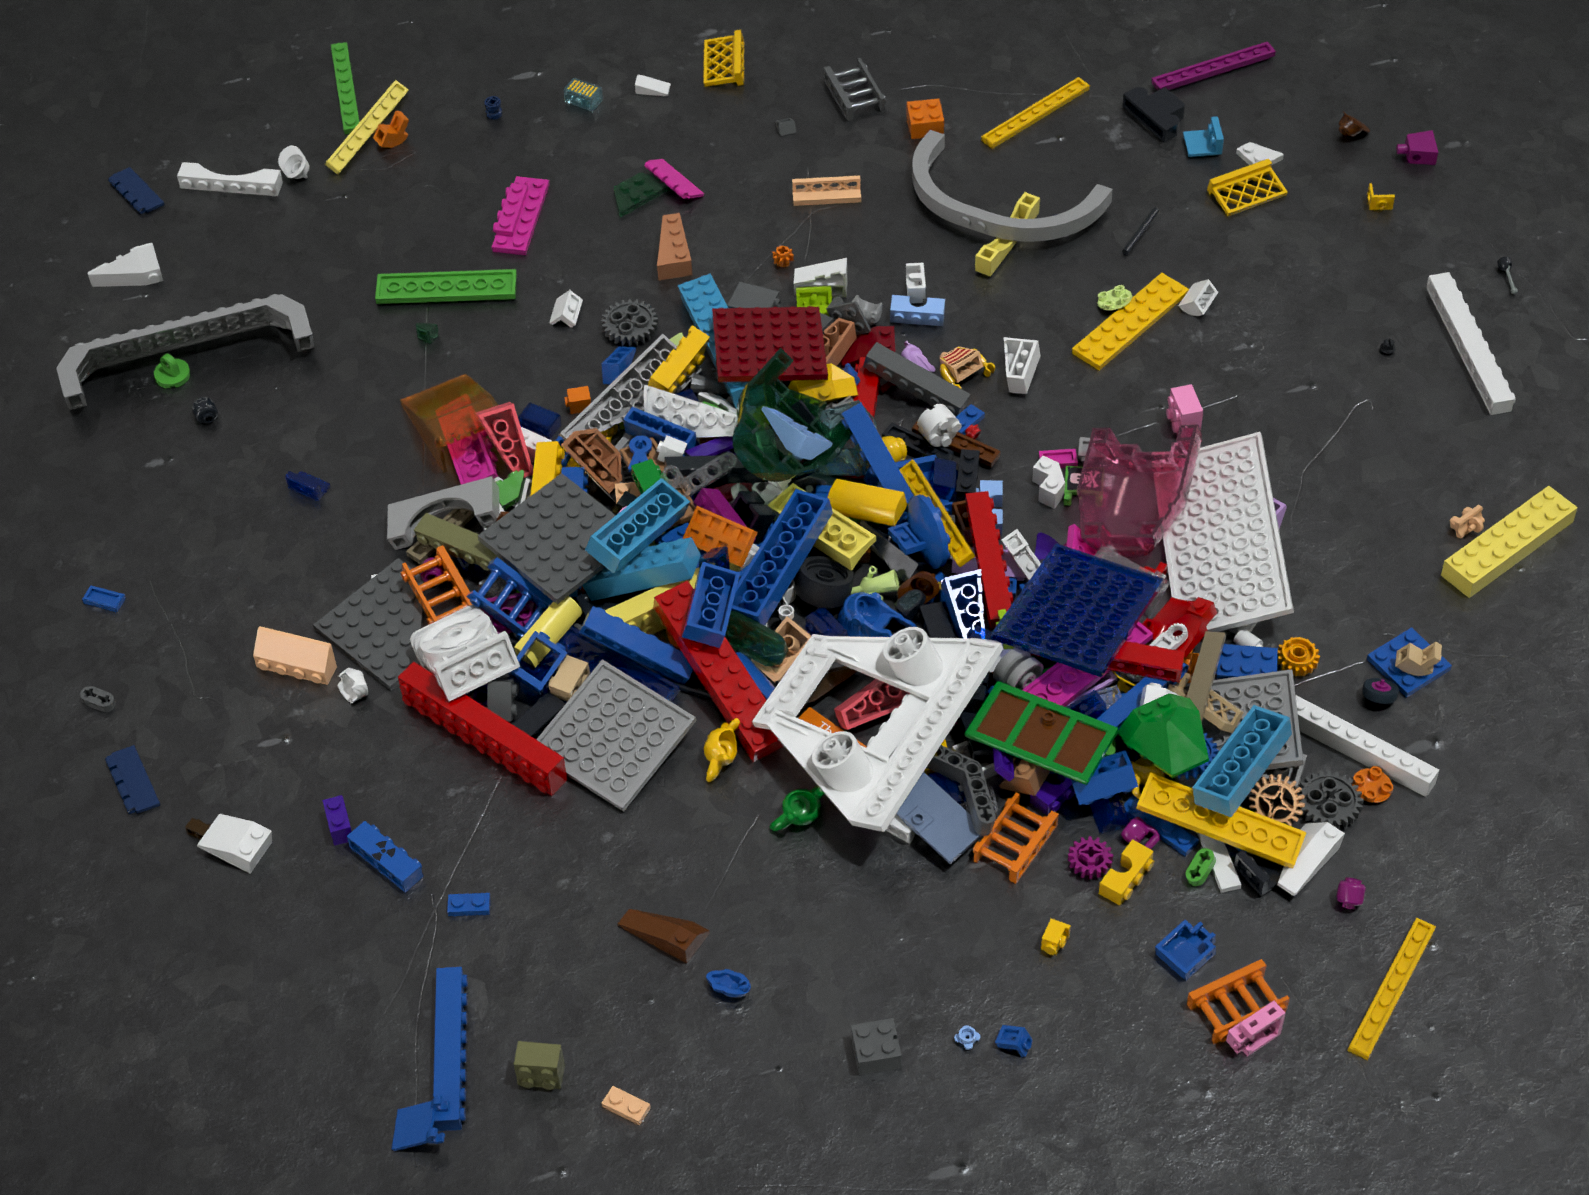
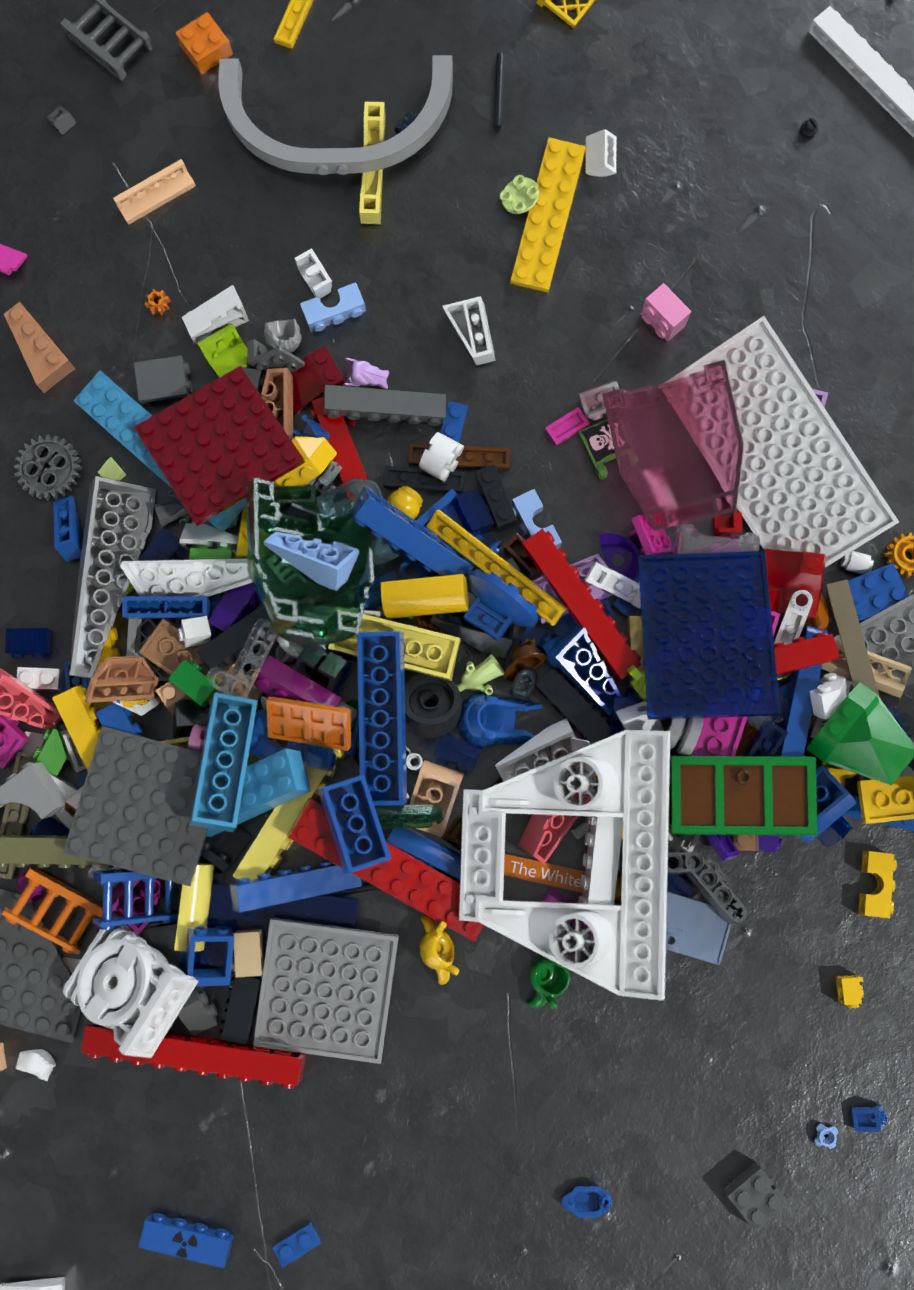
camera: 30 degrees left, 30 degrees up
(337, 819) = (116, 1227): dark purple brick -> none
(577, 399) = (53, 595): orange brick -> none
(640, 447) = (160, 641): blue piece -> none
(672, 935) = (498, 1174): reddish brown wedge -> none
(681, 361) = (135, 510): yellow wedge -> none
(962, 363) = (414, 358): torso -> none
(973, 431) = (469, 437): red plate -> none
(1026, 853) = (778, 890): orange fence -> none
(1051, 481) = (573, 454): white brick -> none
(1090, 857) = (841, 892): magenta gear -> none
(1137, 830) = (861, 835): magenta piece -> none

